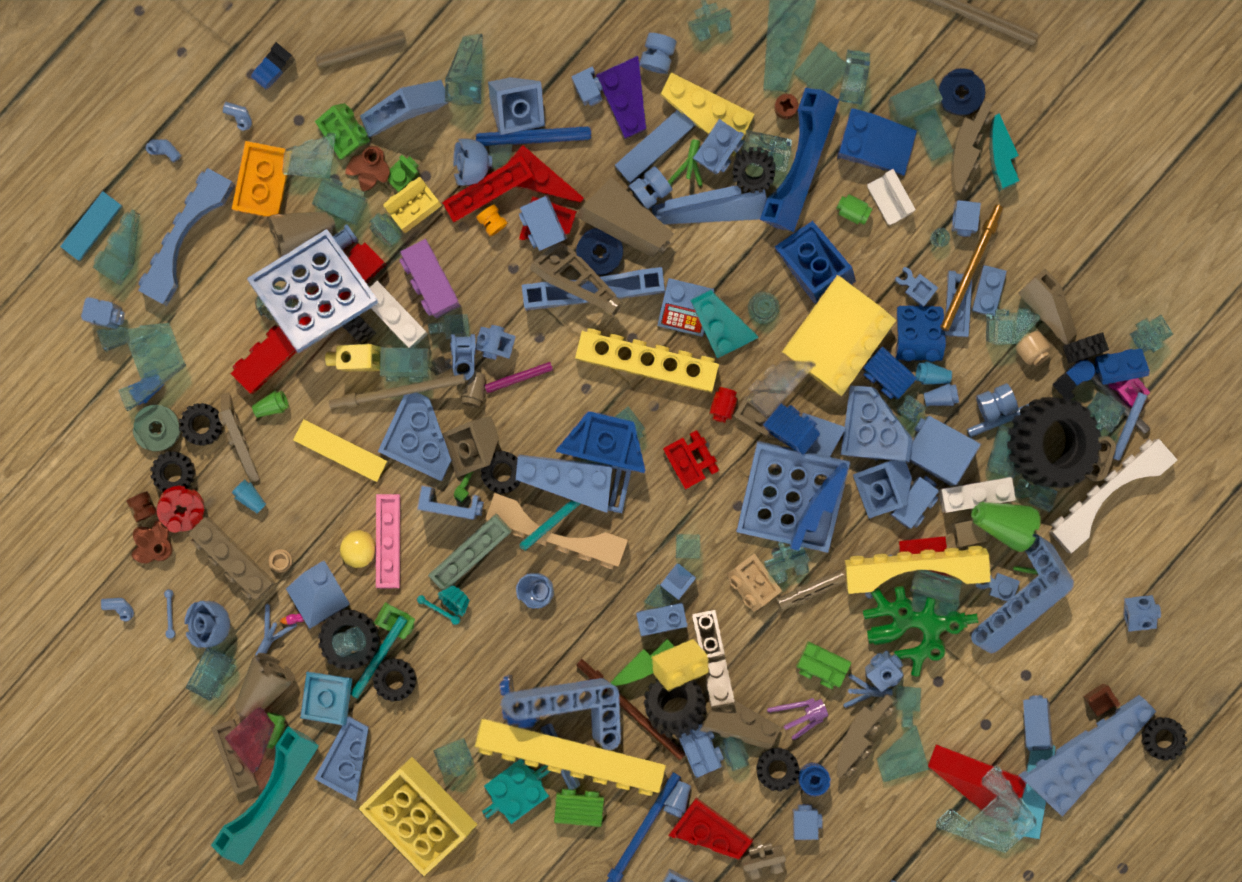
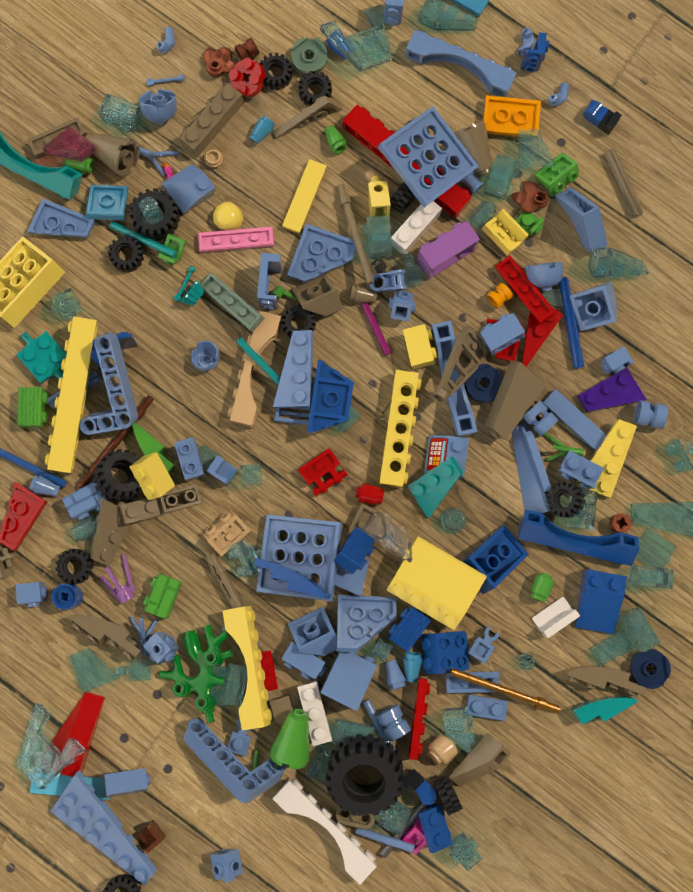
camera: 75 degrees right, 5 degrees down
(181, 135) = (534, 57): none -> blue bracket
(547, 326) = (419, 346): none -> light yellow brick
(965, 218) = (545, 682): medium blue brick -> none
(1004, 374) = (418, 727): none -> red plate

